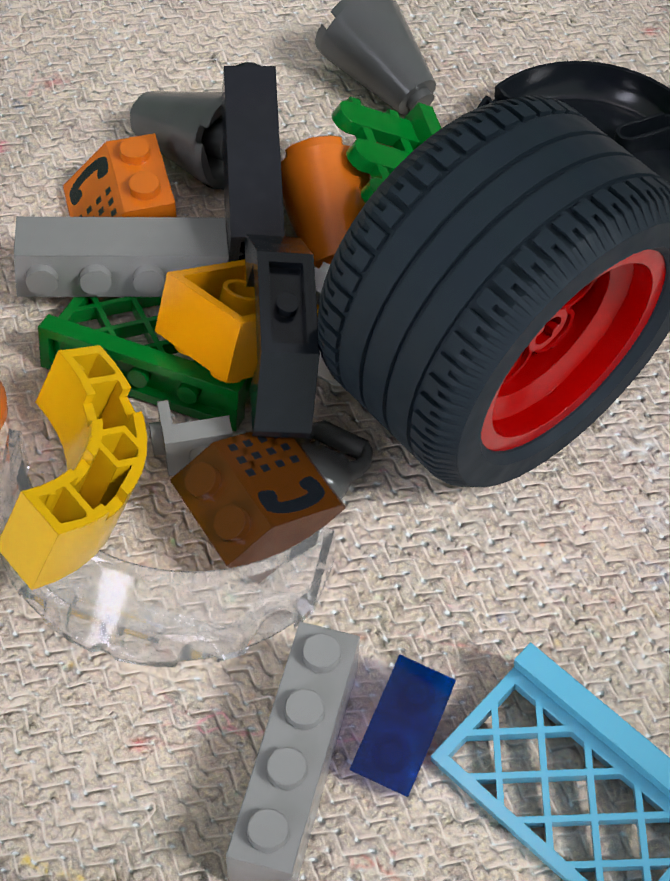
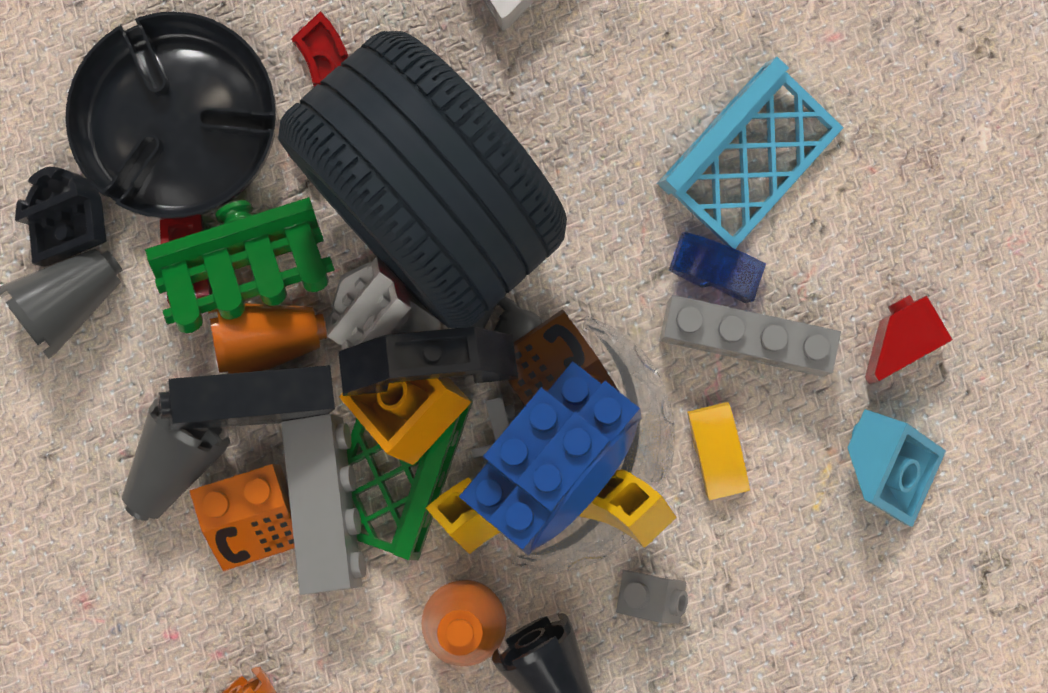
camera: 90 degrees left, 30 degrees up
(129, 709) = (718, 451): none -> yellow slope
(145, 439) = (553, 458): none -> blue piece
(475, 61) = (61, 215): none -> black slope

